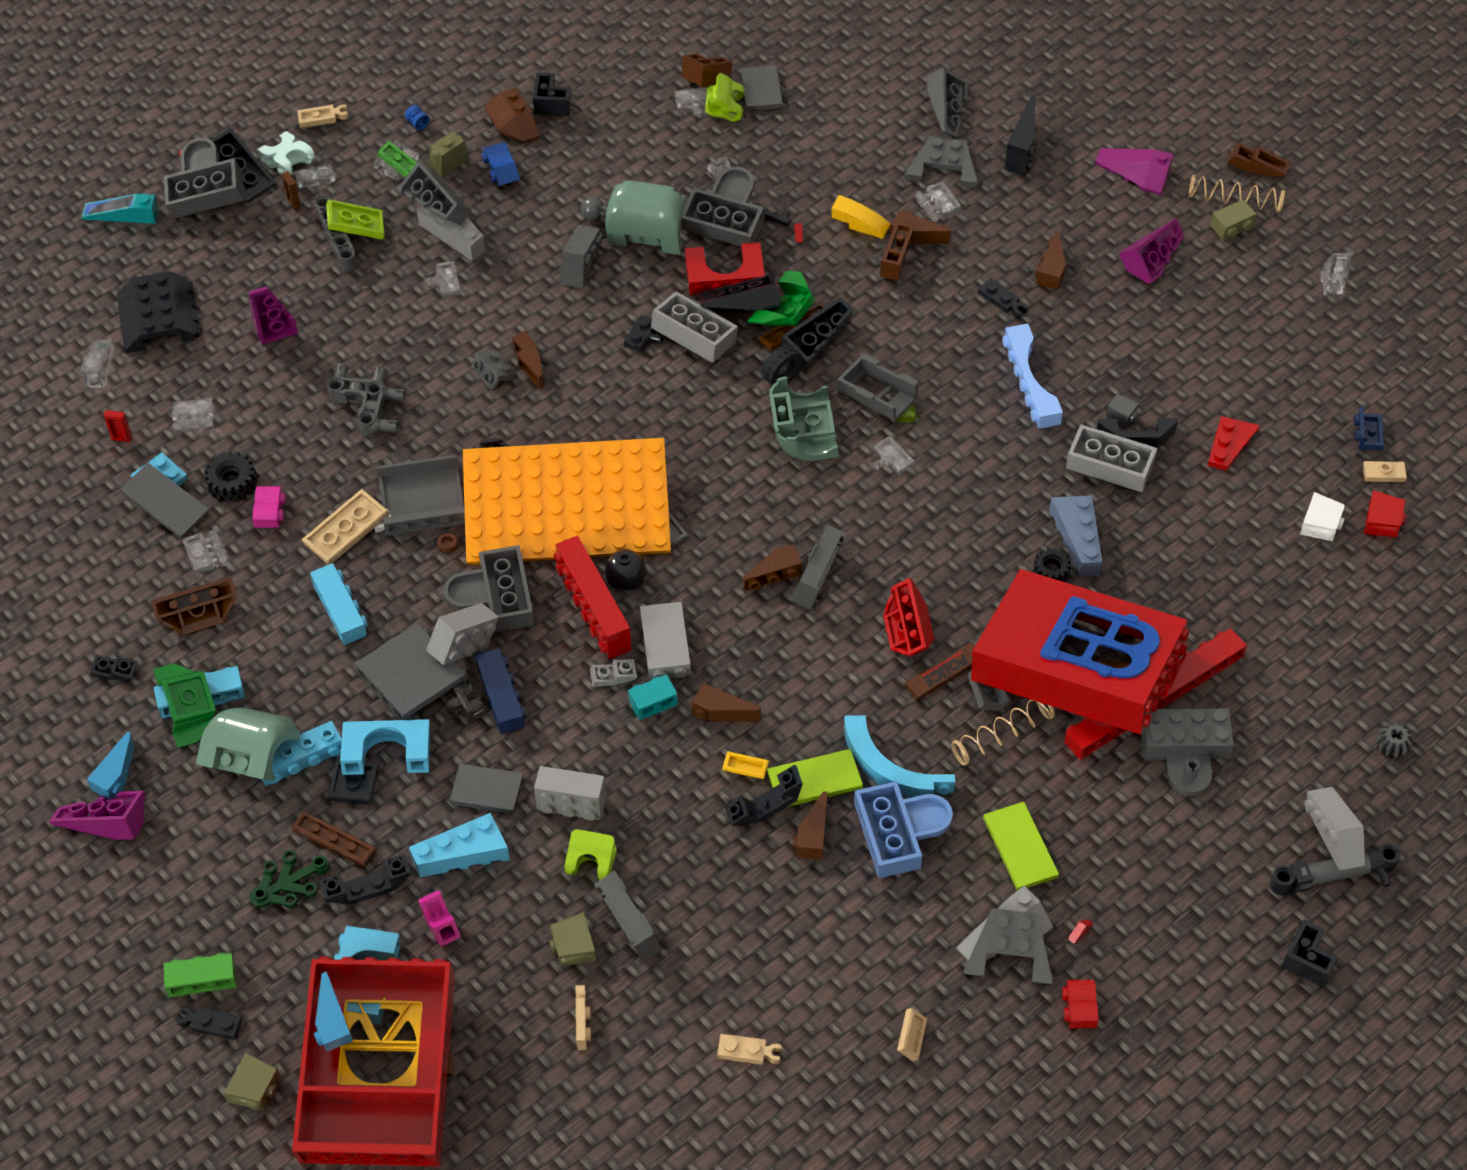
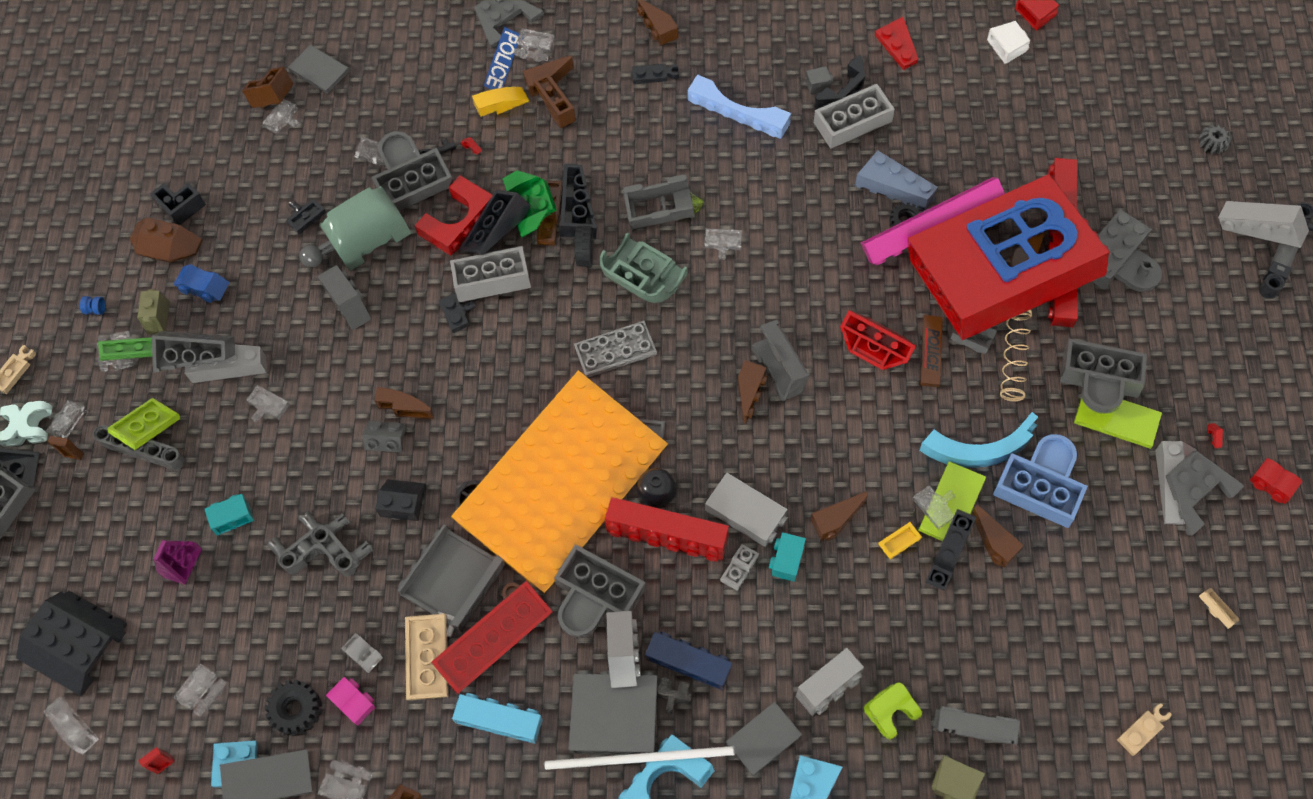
camera: 45 degrees left, 10 degrees up
(309, 485) = (362, 653): none -> light grey brick
(337, 325) = (229, 514): none -> teal brick
(397, 552) = (491, 637): none -> red plate
(430, 744) = (643, 757): none -> white piece
(451, 417) = (400, 500): none -> black slope
(617, 177) = (304, 215): none -> black plate
(719, 458) = (615, 349): none -> light grey tile
(721, 99) = (304, 100): lime piece -> none
(796, 754) = (935, 506): none -> clear plate
(899, 192) = (502, 60): none -> blue sticker
(1007, 565) = (896, 238): none -> dark pink brick
(1046, 798) = (1103, 373): none -> dark grey brick

